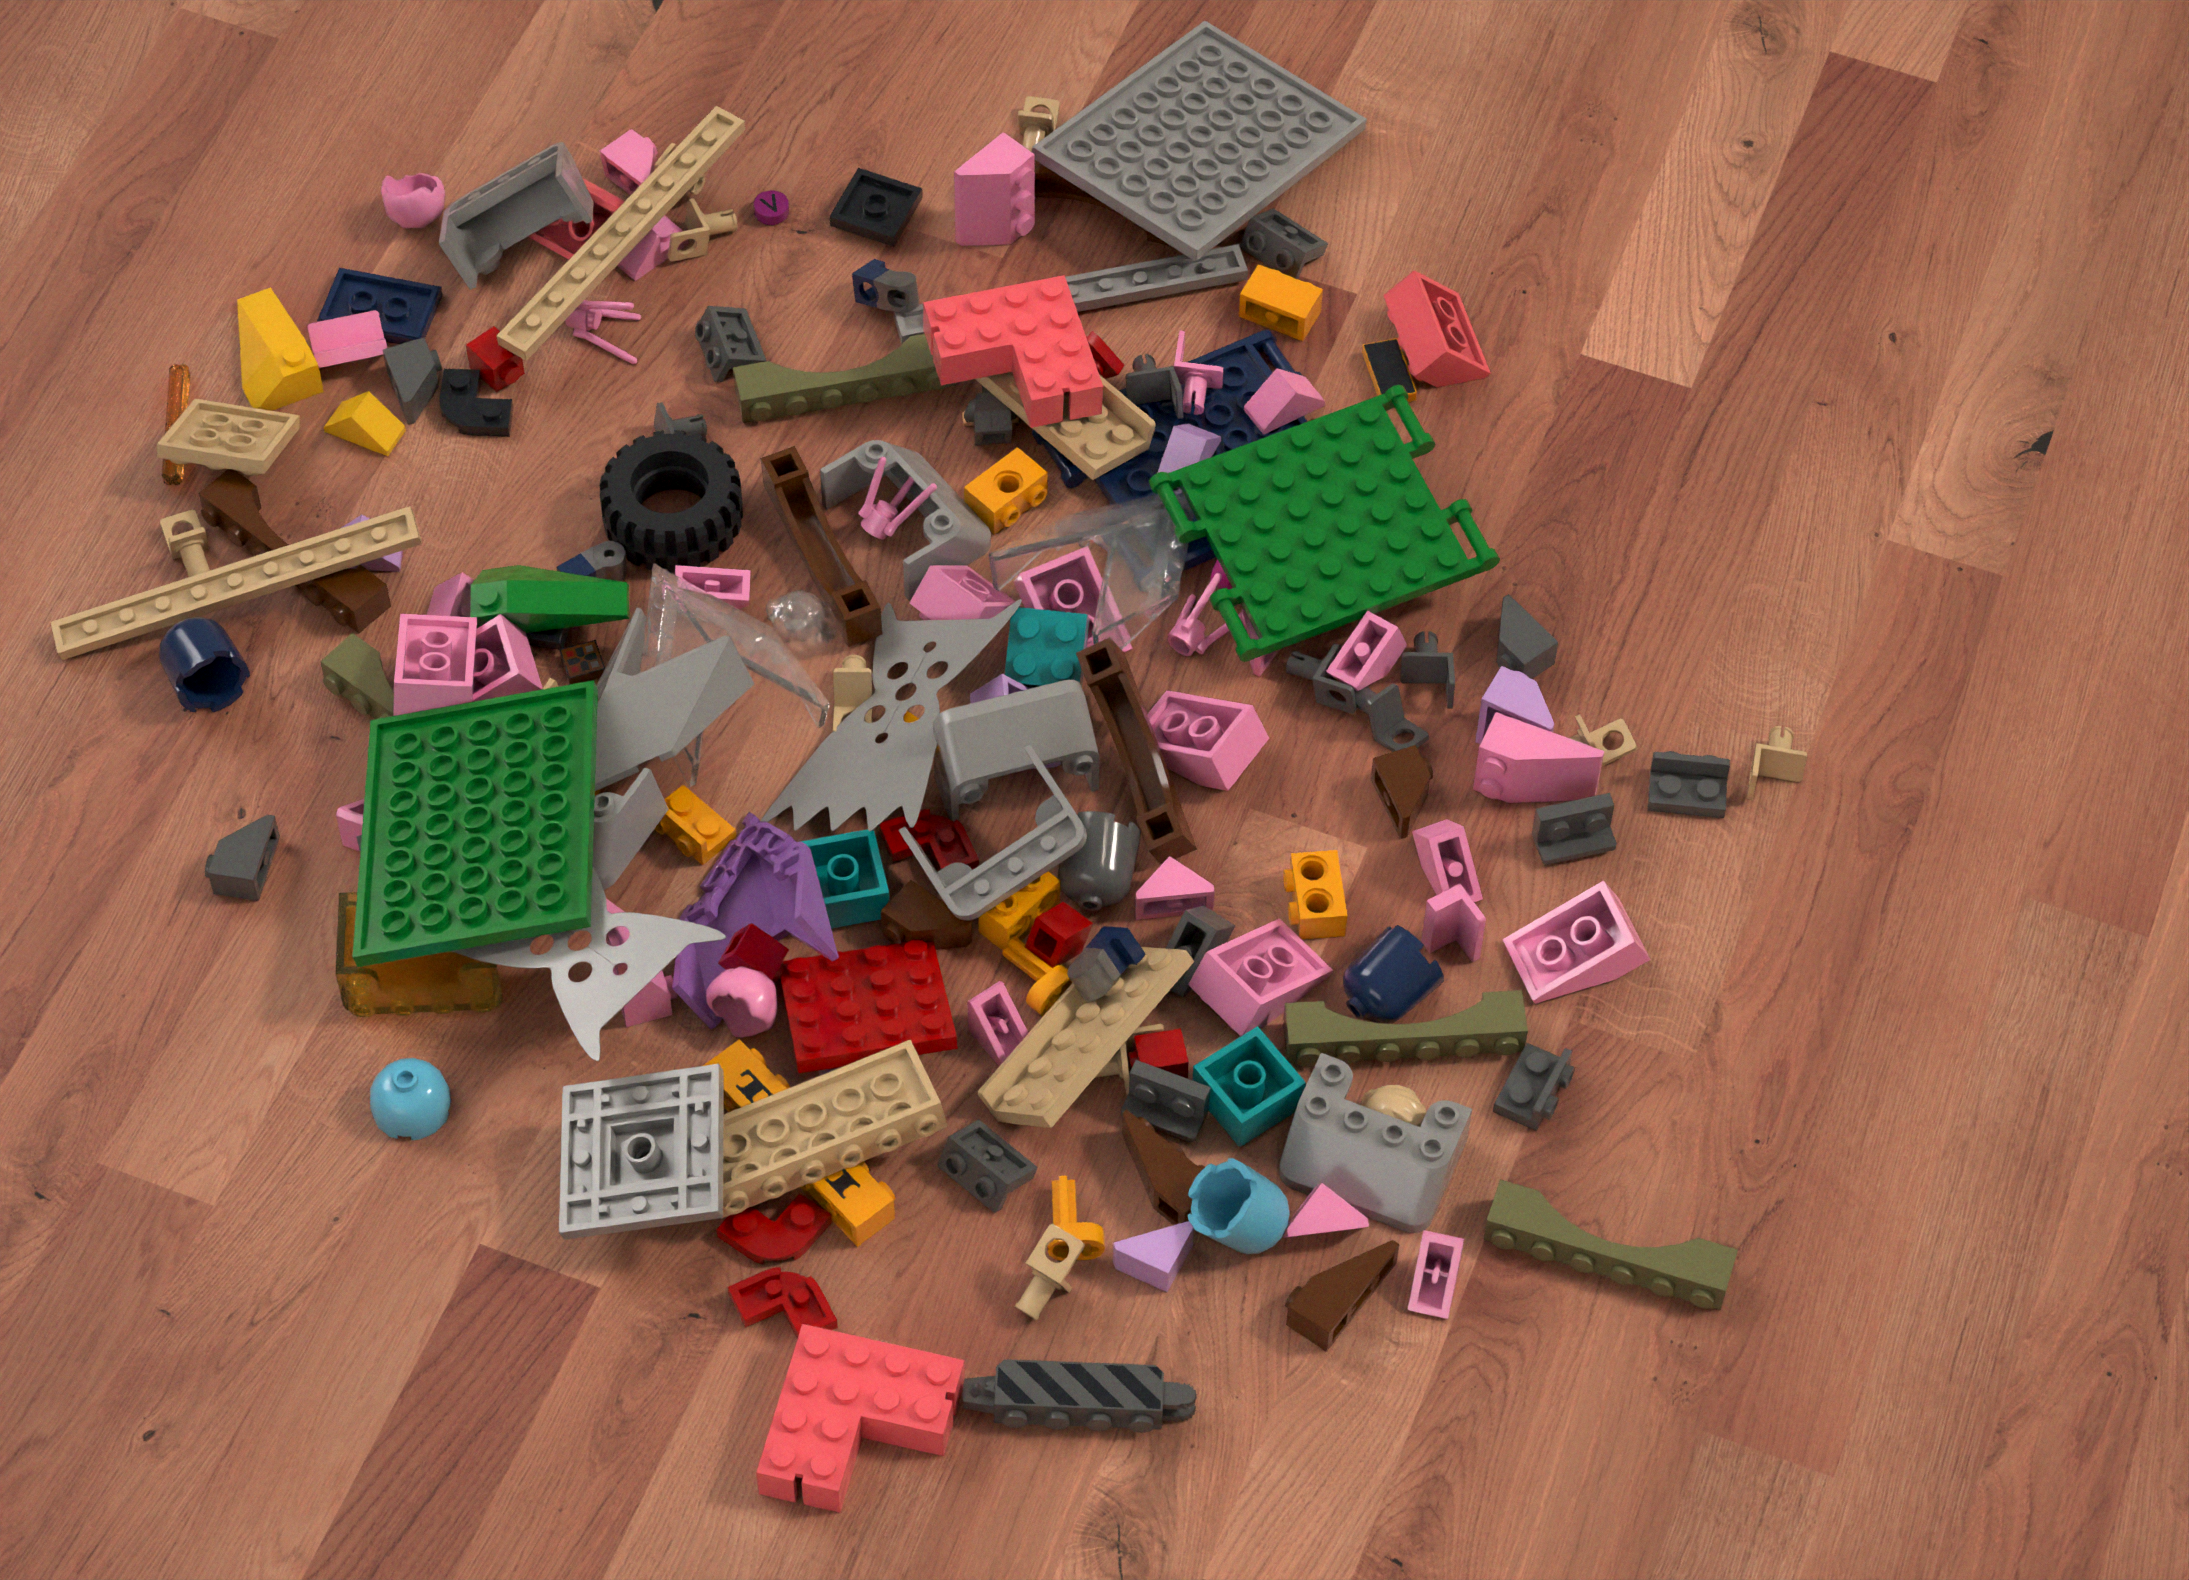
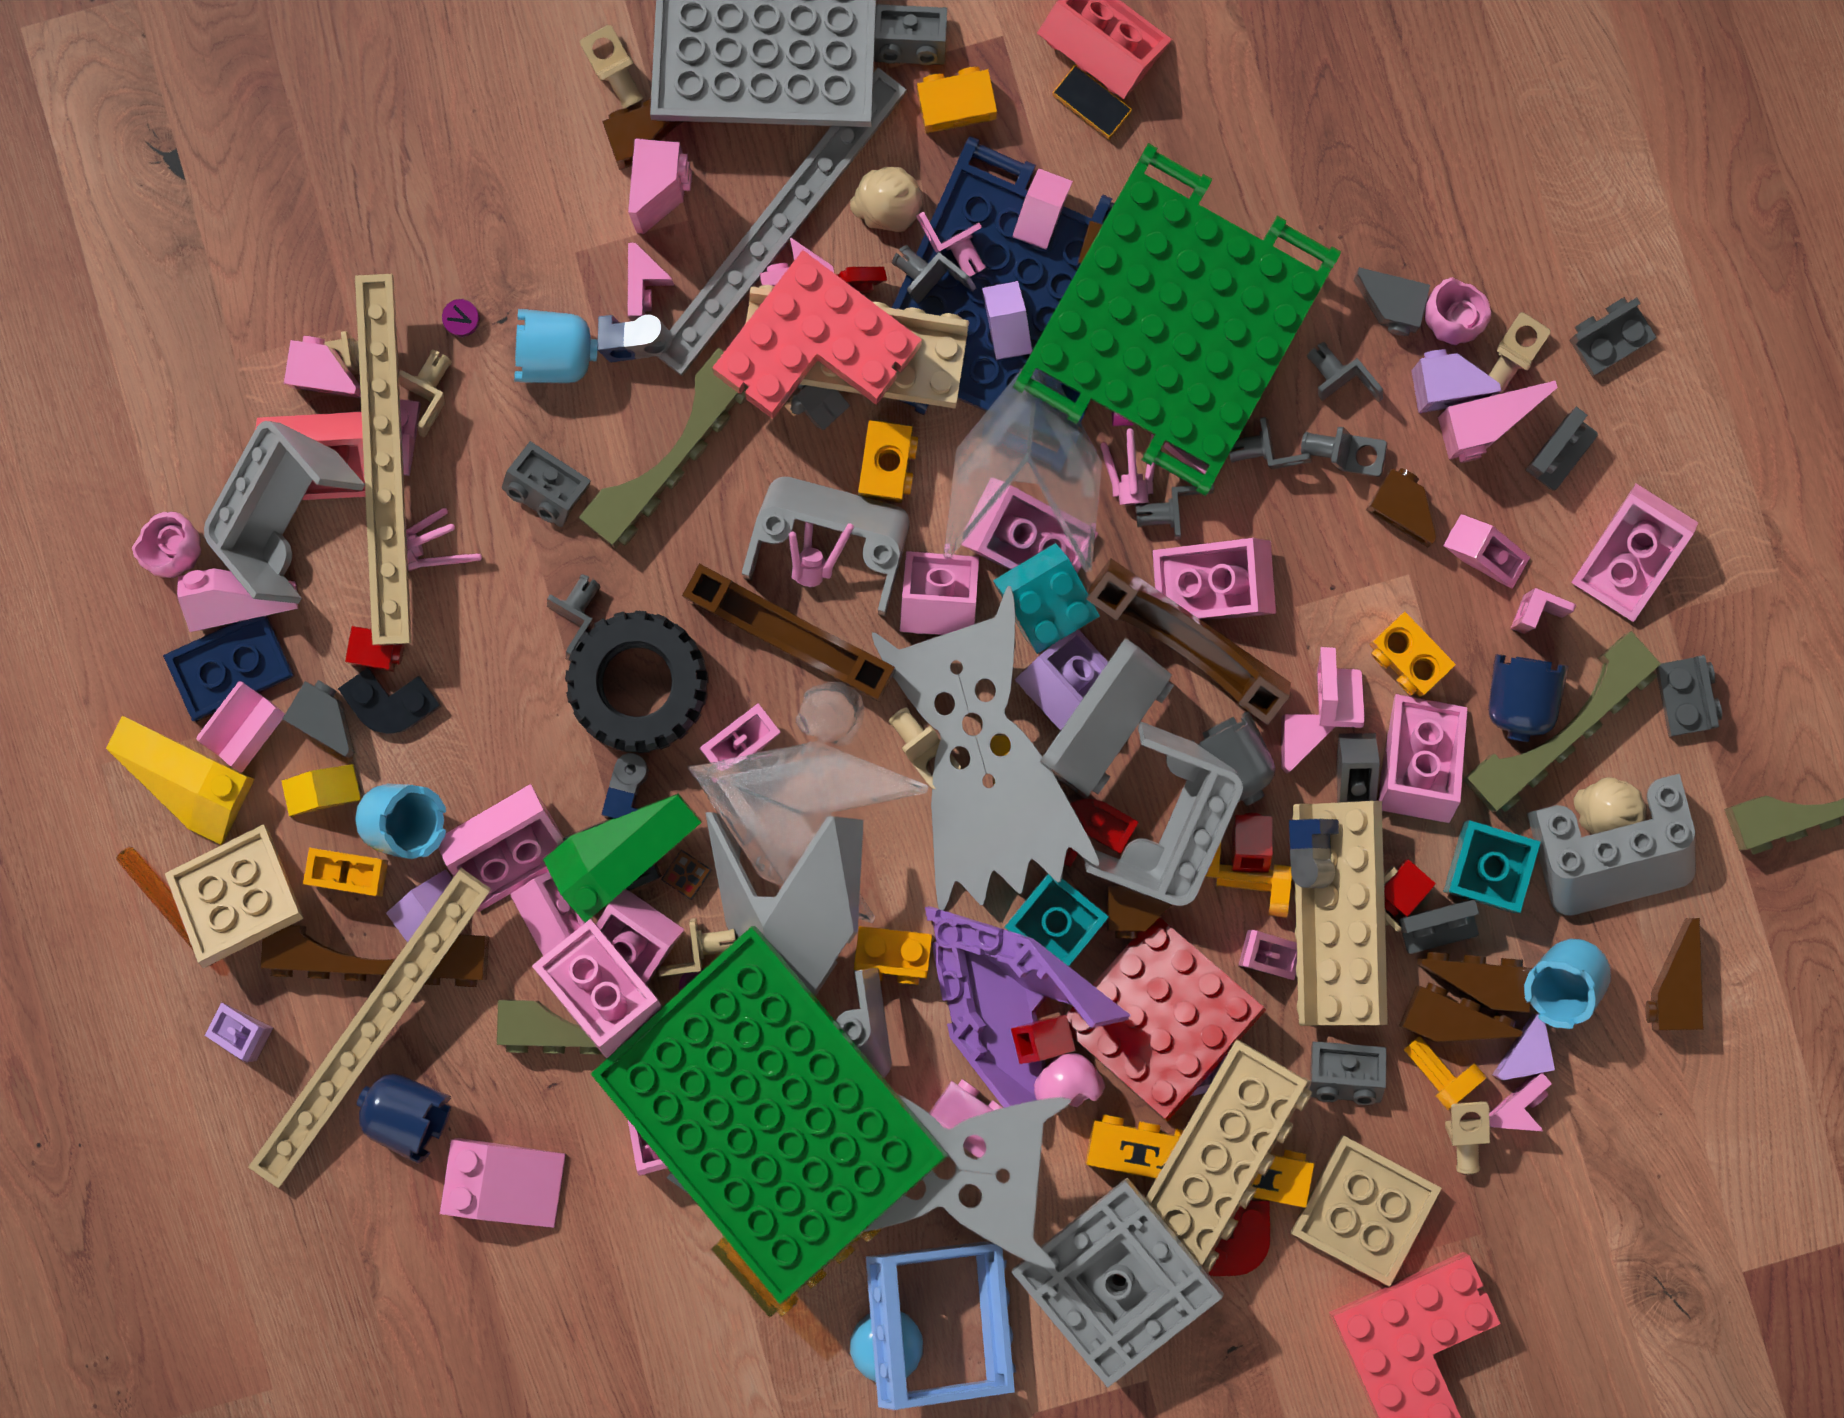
camera: 35 degrees left, 30 degrees up
(141, 539) = (238, 1033): none -> lavender slope
(187, 544) = (288, 1012): tan bracket -> none
(226, 765) = (502, 1183): none -> bright pink slope
(244, 860) = (588, 1252): dark grey slope -> none
(326, 478) = (345, 872): none -> light orange brick
(402, 462) = (401, 820): none -> medium azure cylinder
(418, 252) = (218, 599): none -> bright pink slope
(458, 543) = (503, 844): none -> bright pink slope
(511, 1038) = (888, 1330): none -> light blue window
(782, 1291) = (1289, 1285): red plate -> none
(817, 253) = (552, 347): none -> medium azure cylinder
(876, 207) = (549, 253): black plate -> none
(908, 1279) = (1366, 1210): none -> tan plate
(931, 260) = (642, 273): none -> bright pink slope
(1079, 1395) = (1558, 1208): dark grey hinge -> none
(1104, 1288) = (1511, 1110): none -> bright pink slope
(1110, 1183) = (1443, 1020): none -> reddish brown slope
(1160, 326) = (887, 199): none -> tan hair
(1207, 668) = (1166, 512): none -> dark grey bracket
(1222, 869) = (1339, 693): none -> bright pink panel
(1323, 1213) = (1623, 930): bright pink slope -> none
(1368, 652) = (1290, 409): bright pink slope -> none
(1436, 1274) = (1736, 917): bright pink slope -> none
(1566, 677) = (1457, 311): none -> bright pink hair
(1777, 759) = (1663, 261): tan bracket -> none

